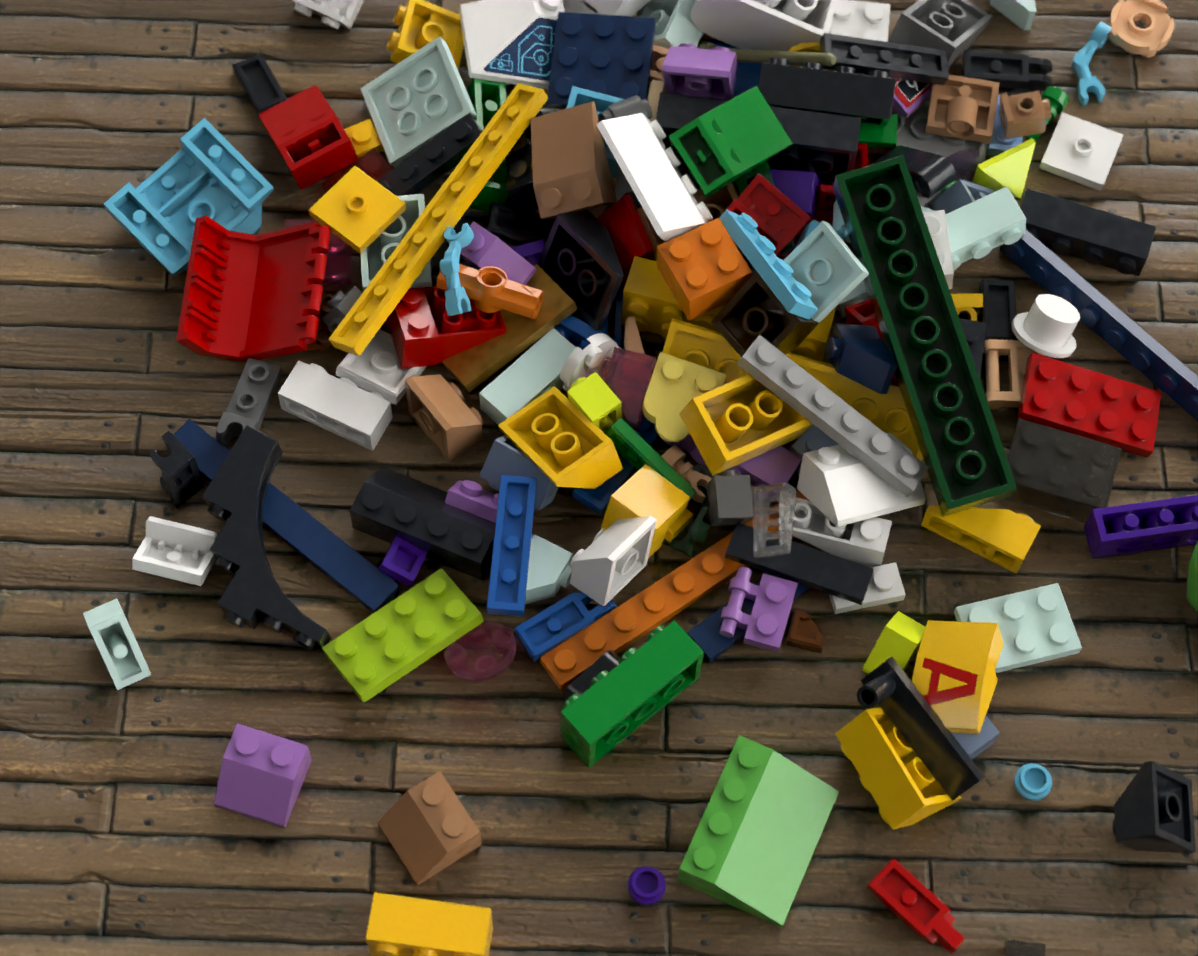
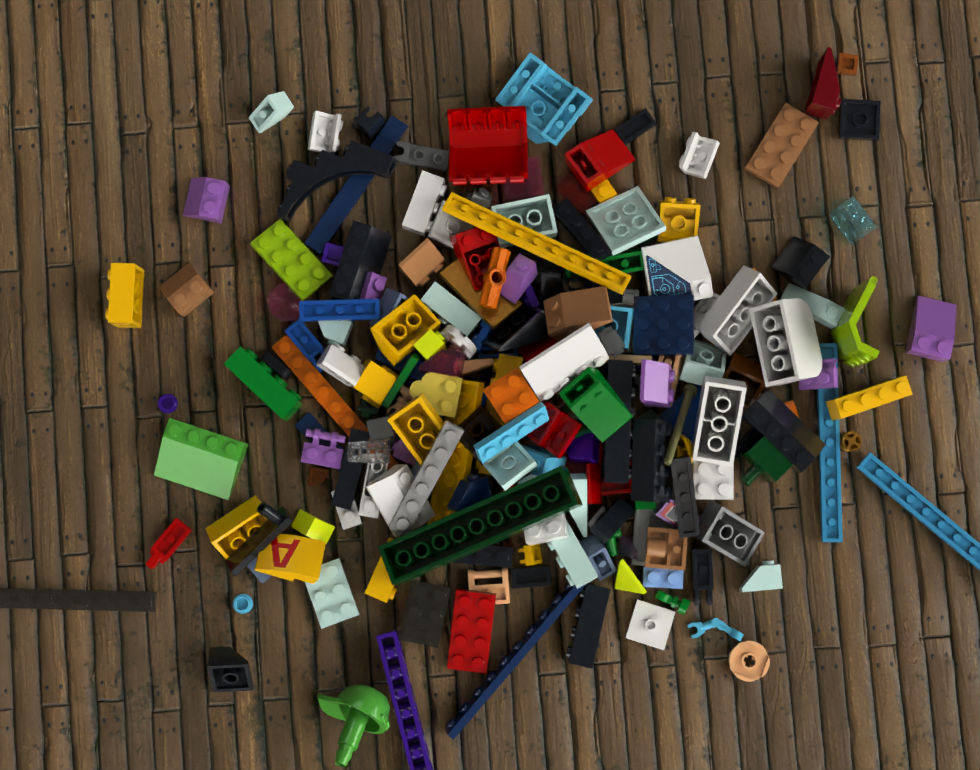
camera: 90 degrees right, 20 degrees up
(357, 209) = (539, 195): yellow plate -> none
(456, 297) = (484, 258): medium azure piece -> none
(1023, 114) = (658, 578): medium nougat brick -> none
(1048, 326) = (516, 604): white piece -> none

